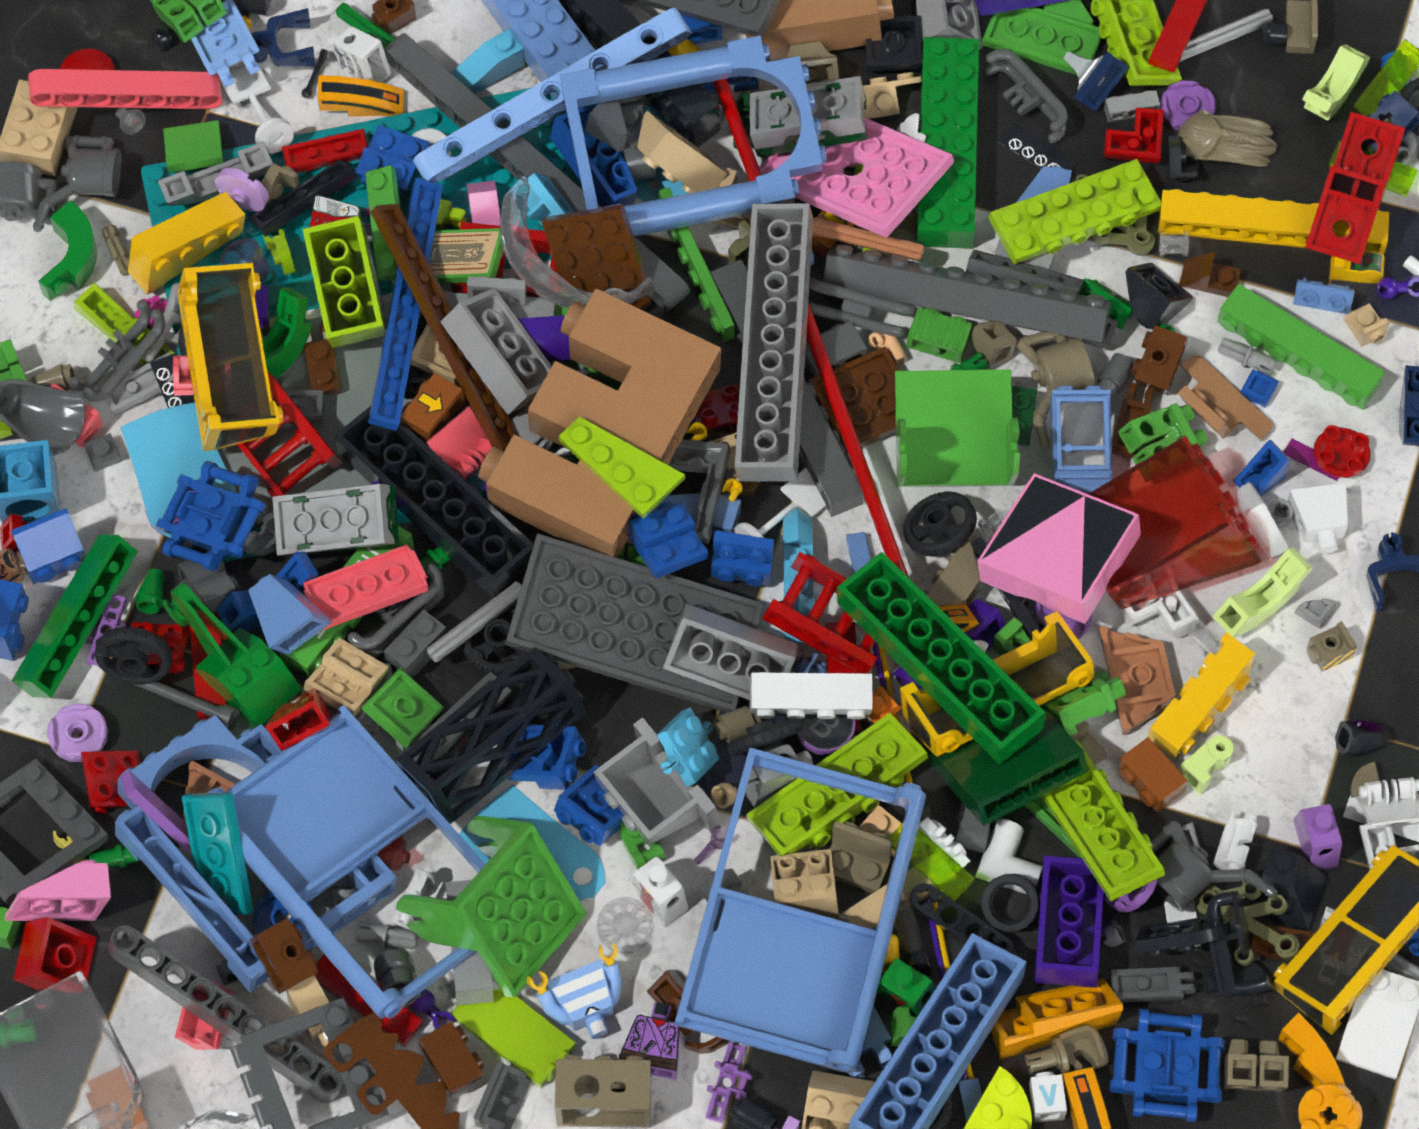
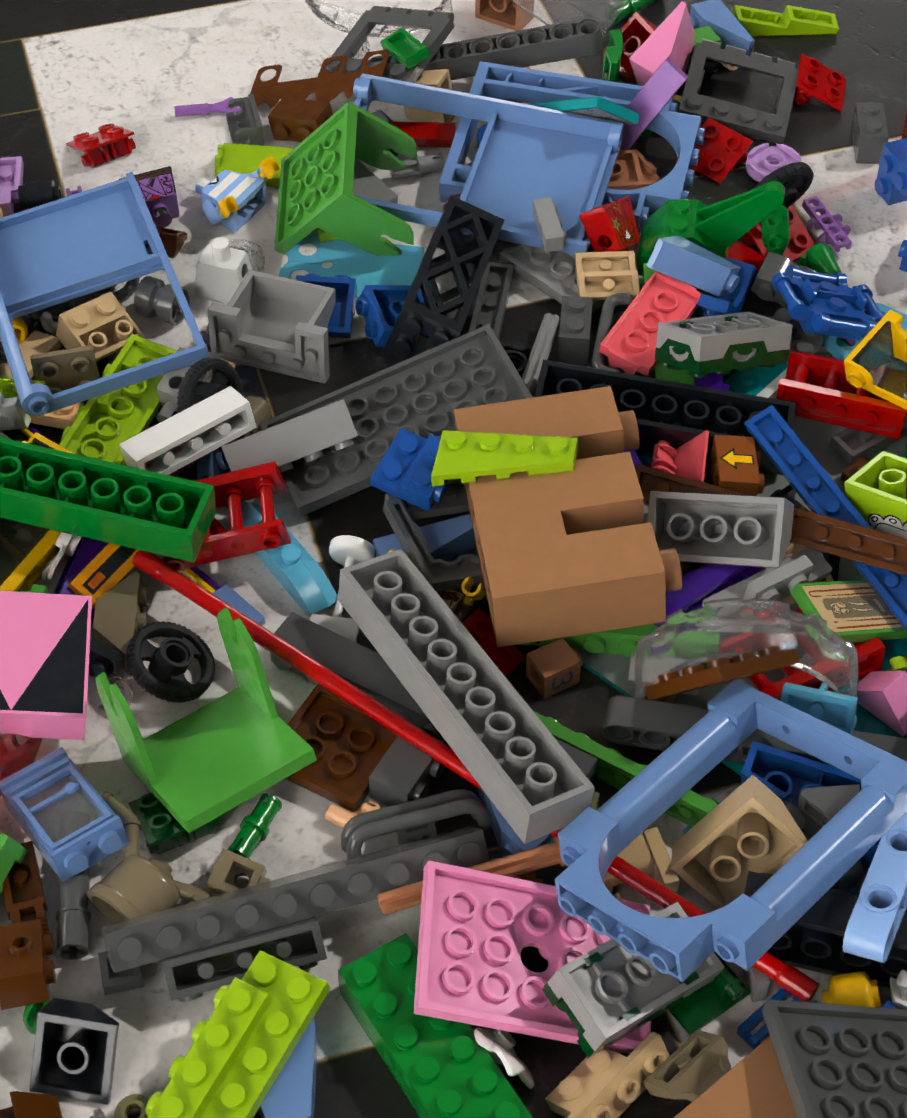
camera: 145 degrees right, 15 degrees down
(74, 616) = (860, 215): green brick -> none
(124, 912) = (612, 56): none -> green slope
(284, 955) = (468, 72): reddish brown brick -> none
(309, 1036) = (405, 48): none -> green tile
(360, 735) = (549, 224): none -> light grey piece
(402, 708) = (541, 284): bright green tile -> none
(422, 884) = (413, 189): white hinge -> none
(618, 1088) = (181, 145): dark tan piece -> none
(688, 747) = (273, 359): medium azure plate -> none
(742, 558) = (345, 514): blue plate -> none
(939, 334) = (302, 848): bright green brick -> none
(1120, 308) = (150, 1011): green hinge -> none

